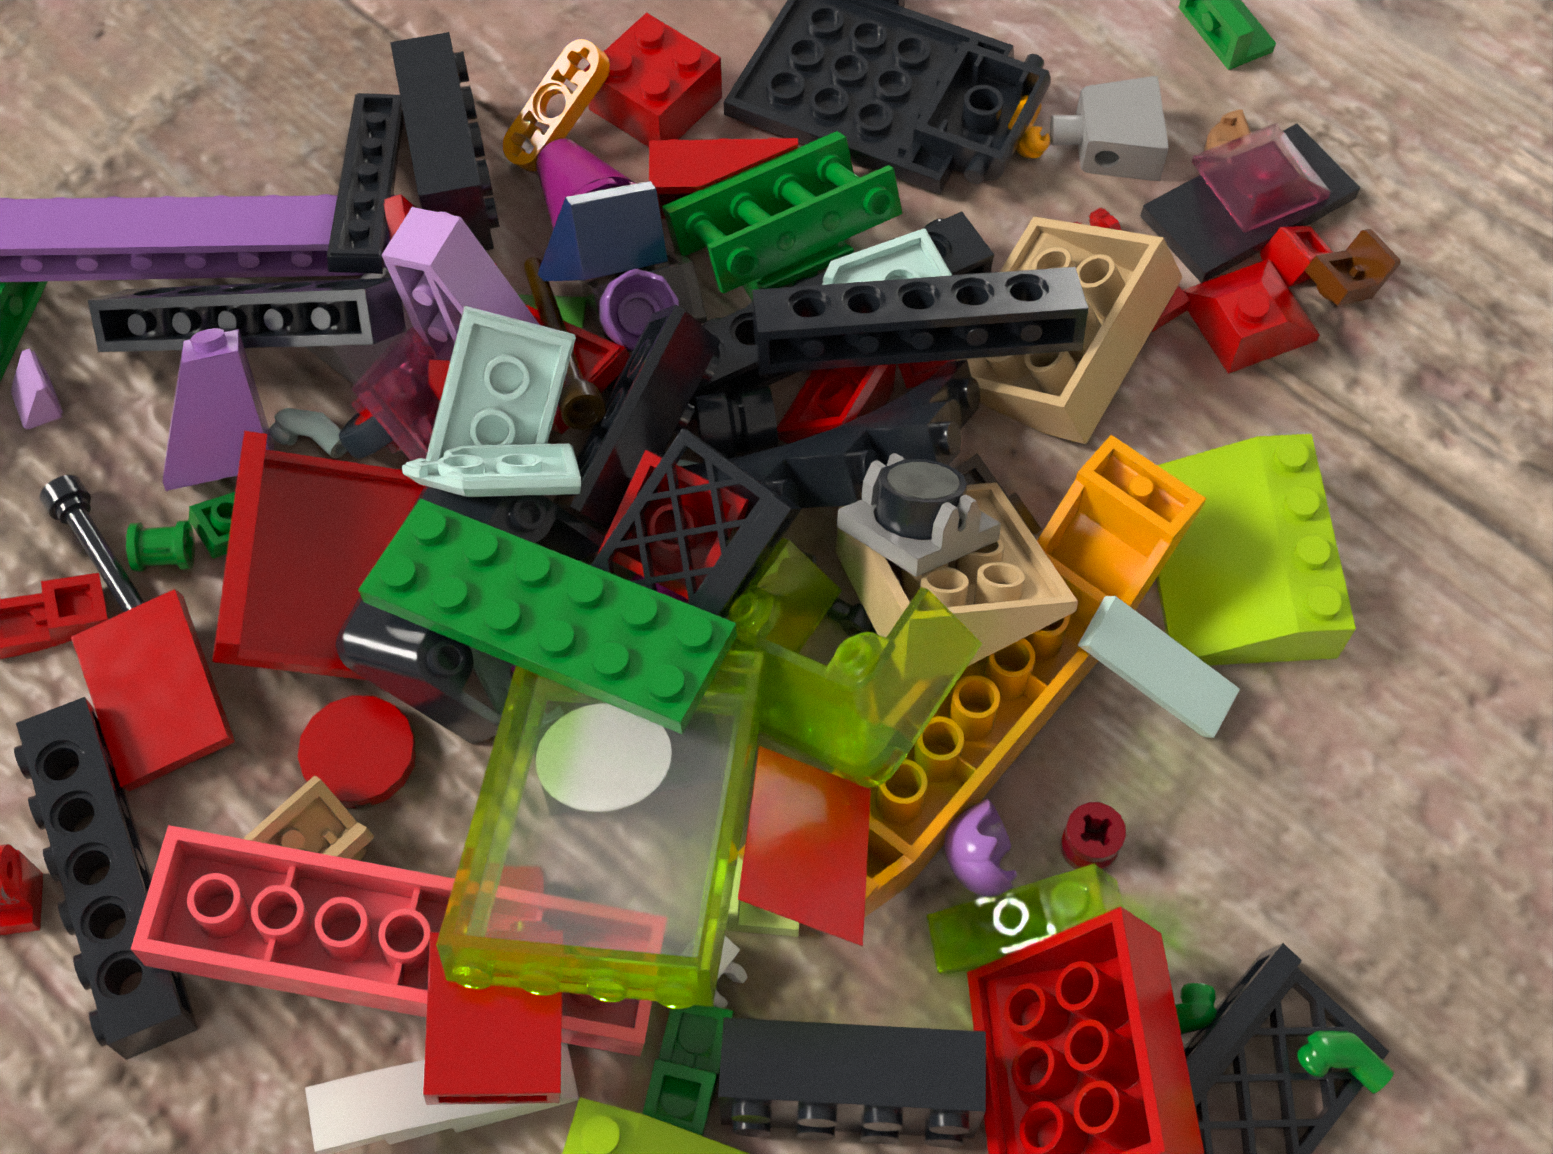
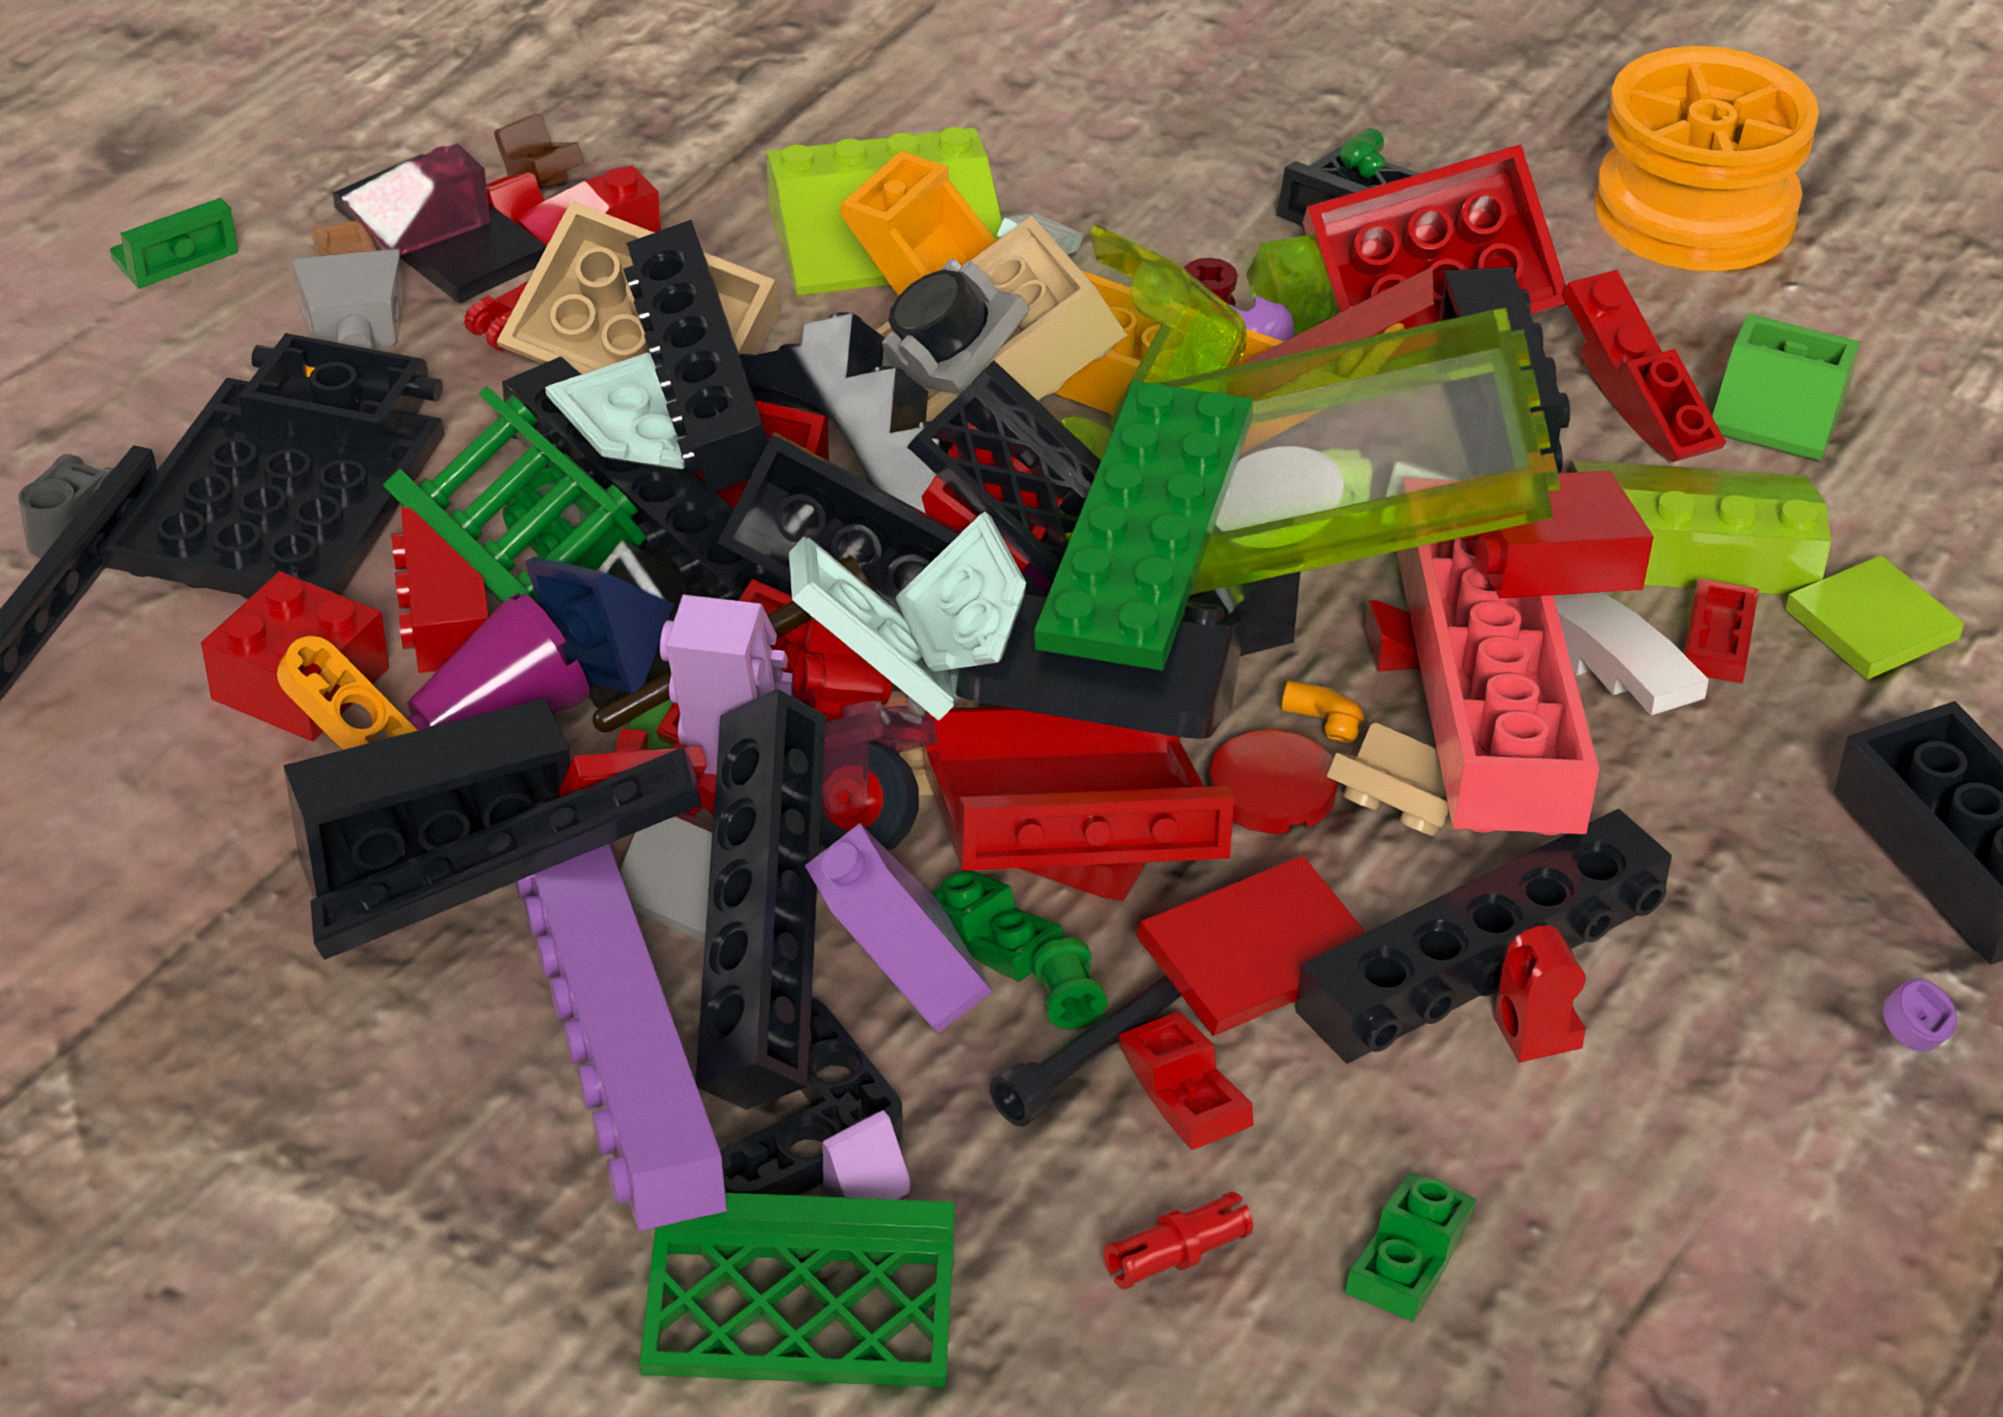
camera: 100 degrees left, 20 degrees down
(90, 380) = (831, 1112): none -> black beam
(432, 819) = (1325, 703): none -> light orange arm
(630, 303) = (697, 572): medium lavender hair -> none

